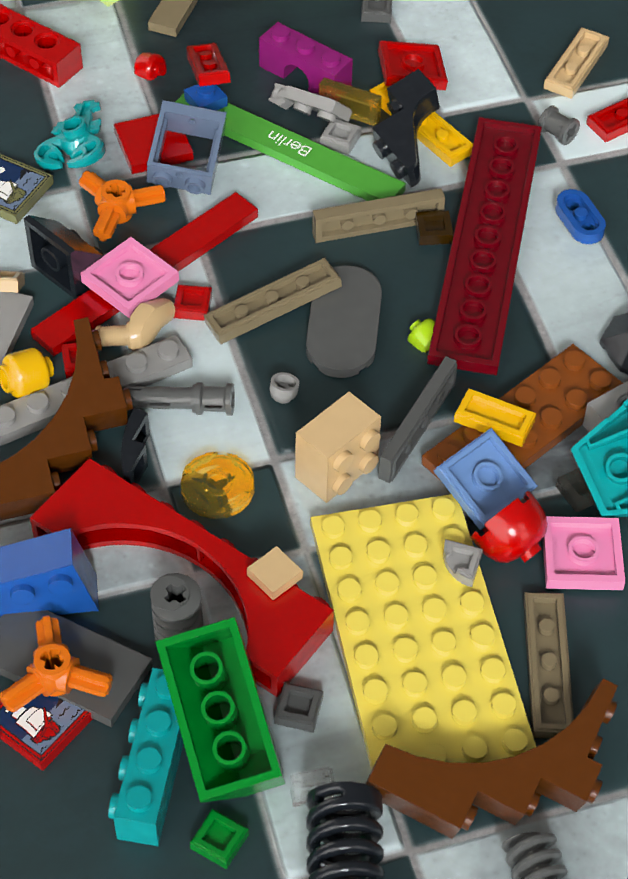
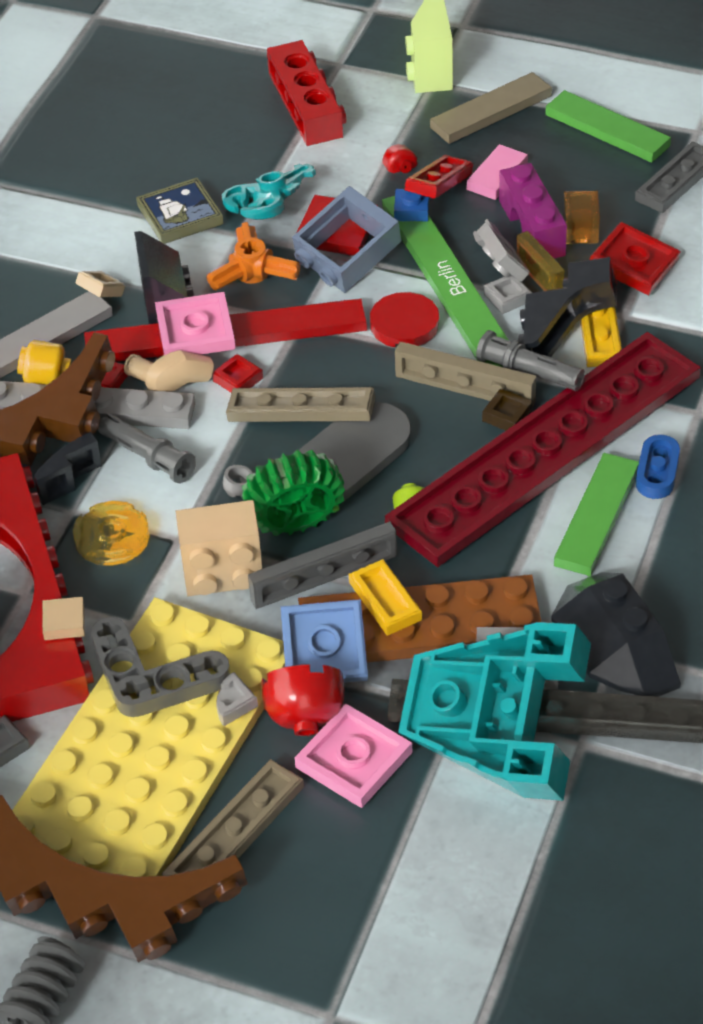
camera: 40 degrees right, 5 degrees down
(239, 43) = (486, 178): none -> bright pink tile
(283, 193) = (404, 319): none -> red tile
(349, 43) = (581, 216): none -> clear orange brick
(355, 366) = (294, 492): none -> green gear
(374, 588) = (138, 680): none -> dark grey beam
(408, 181) = (516, 357): none -> dark grey pin
(569, 275) = (596, 514): none -> bright green tile

